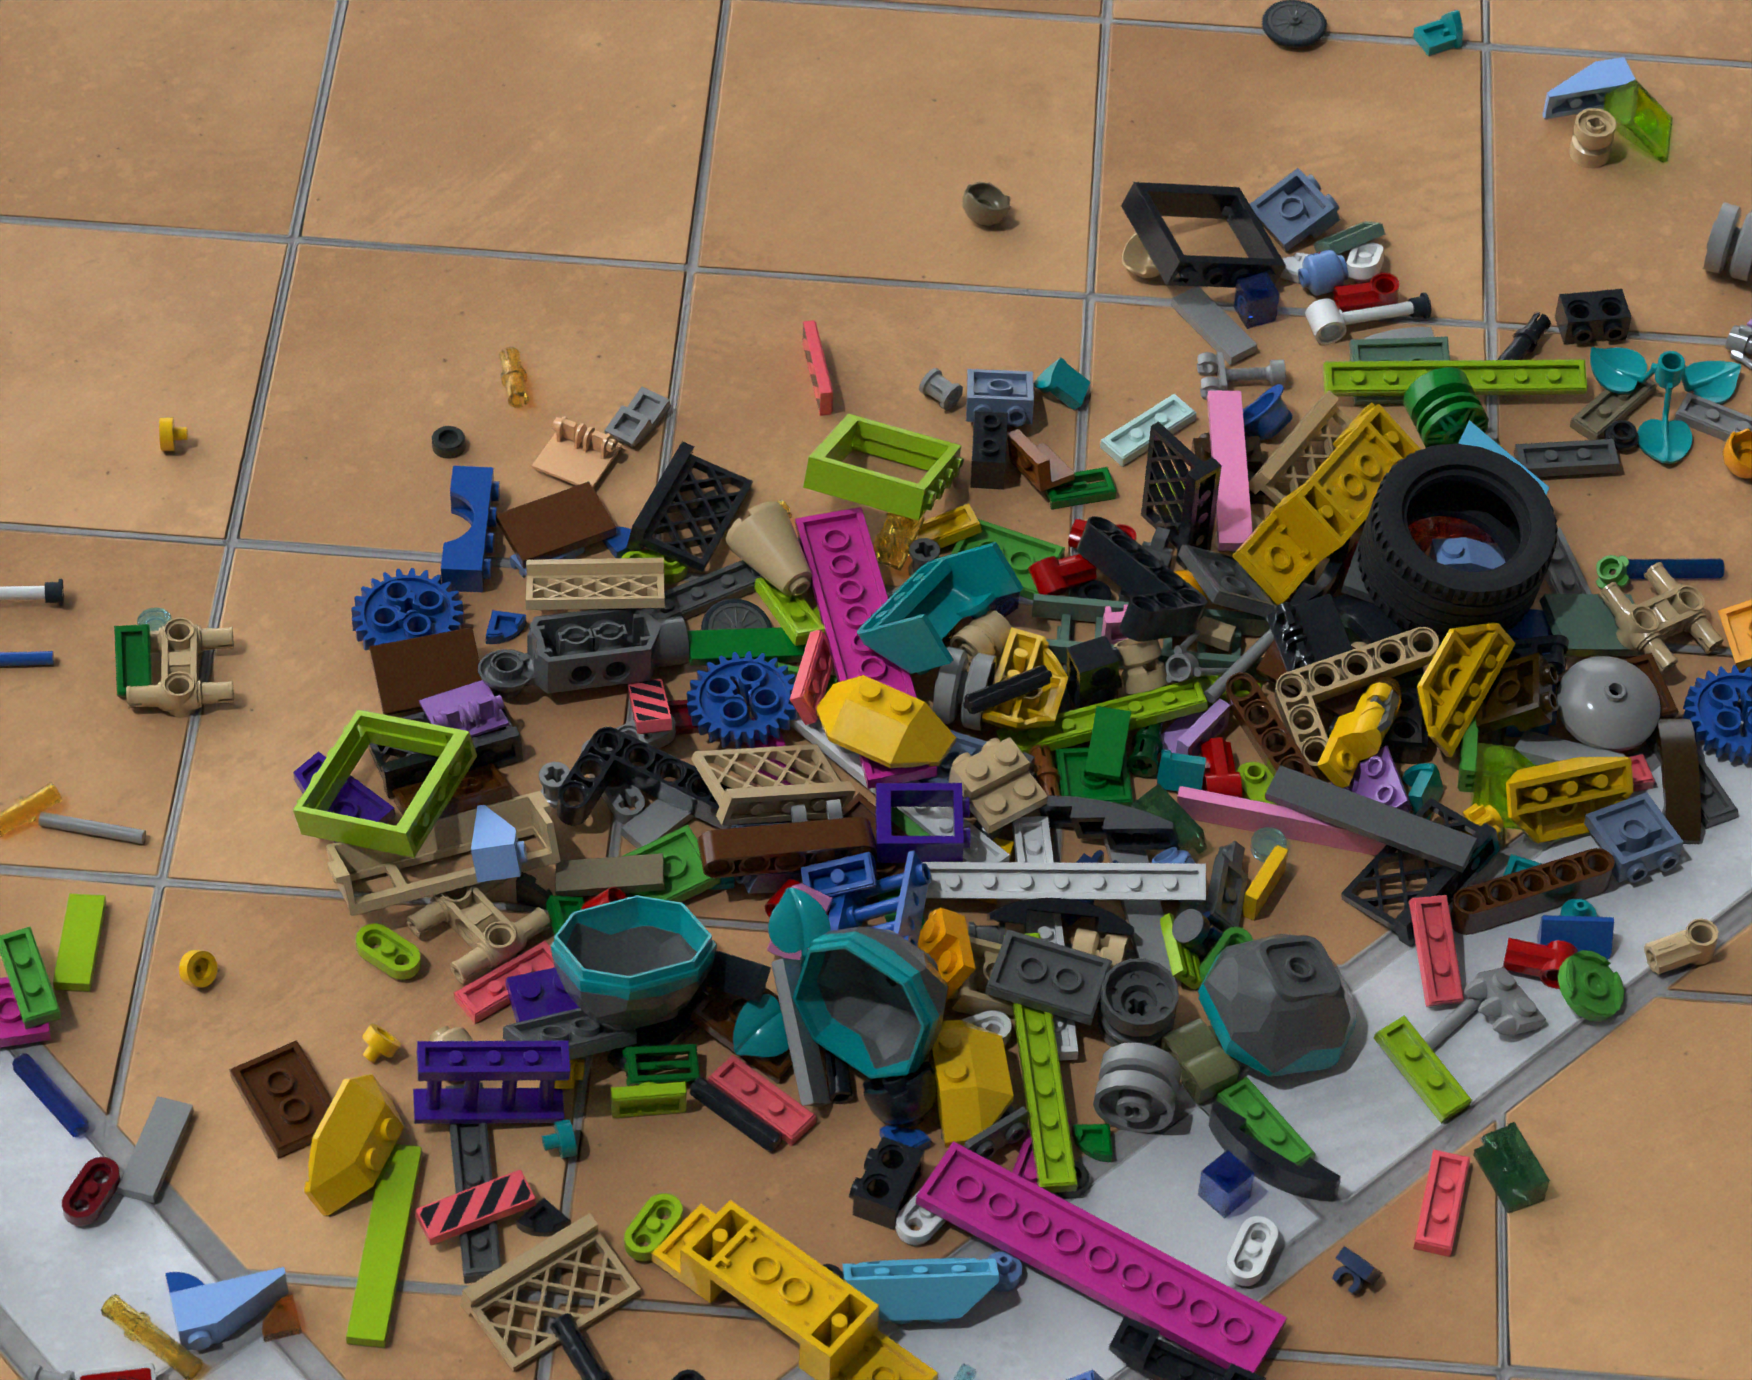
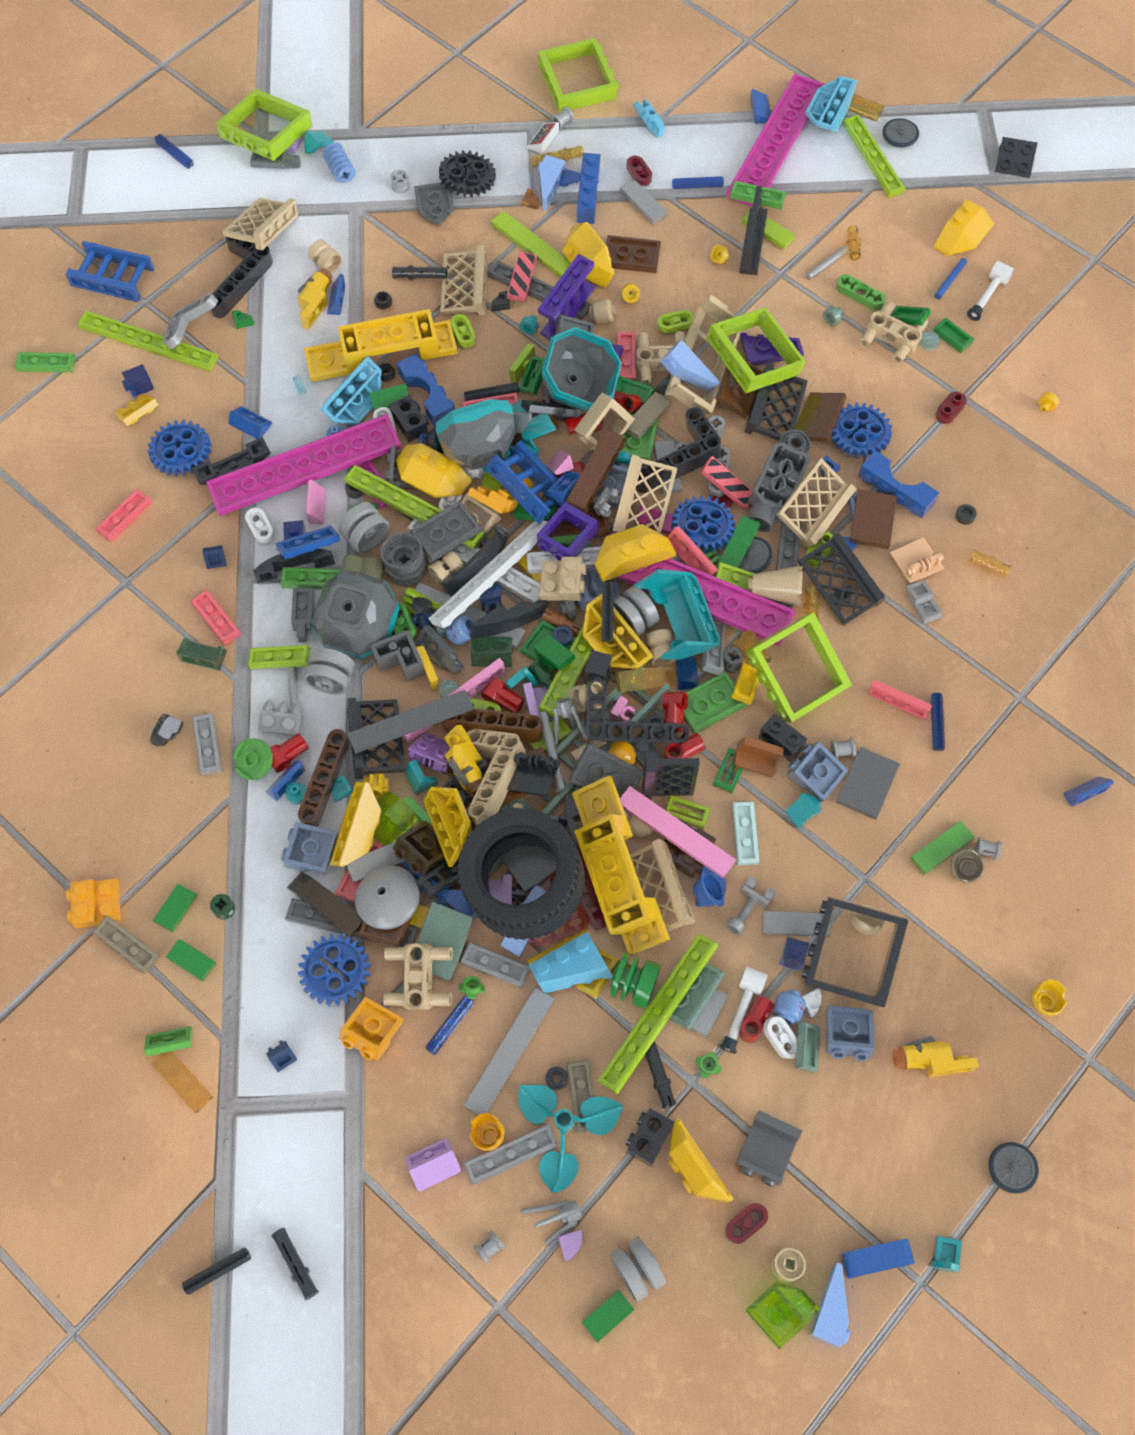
camera: 130 degrees right, 15 degrees up
(119, 602) = (953, 335): none -> green tile
(125, 938) = (754, 236): none -> black fence
(131, 764) = (858, 285): none -> bright green beam
(208, 756) = (833, 315): none -> sand green tile
(232, 1213) = (588, 188): none -> blue arch
(266, 542) = (952, 407): none -> dark red plate
(467, 709) = (781, 413): medium lavender hinge -> none
(700, 891) = (595, 415): none -> tan window
(770, 145) = (1088, 790): none -> blue slope
(822, 316) = (937, 718): none -> clear blue axle
(829, 1162) = (415, 374): none -> blue arch
(872, 1238) = (384, 397): none -> green tile
(939, 194) = (988, 848): none -> light grey bush
(962, 346) = (868, 783): none -> dark grey tile
(979, 242) = (942, 847): none -> bright green tile
(1052, 627) = (645, 678): none -> clear yellow tile
(1070, 759) = (563, 635): none -> dark blue tile
(1077, 69) = (1049, 997): none -> yellow hair
(1148, 1207) = (315, 503): none -> bright pink slope
(1232, 1131) = (307, 542): none -> blue plate
(1246, 130) = (932, 1055): none -> yellow plate
(1280, 907) = (398, 651): none -> dark grey brick
(1329, 1092) = (302, 612): none -> dark grey hinge
(1391, 973) = (329, 671): none -> light grey wheel
(1436, 950) = (327, 705): coral tile -> none
(1460, 314) = (706, 1071): none -> bright green plate
(1494, 221) = (768, 1149): none -> dark grey panel
(1504, 80) = (877, 1258): none -> blue beam
(1568, 457) = (563, 1031): dark grey plate -> none
(1583, 258) = (694, 1167): none -> yellow wedge
(1587, 196) = (746, 1223): none -> dark red plate
(1621, 1070) = (207, 744): none -> light grey tile
(1645, 495) = (509, 1052): none -> light grey tile
(1657, 1121) = (165, 730): none -> rock
(1683, 947) = (237, 819): tan piece -> none

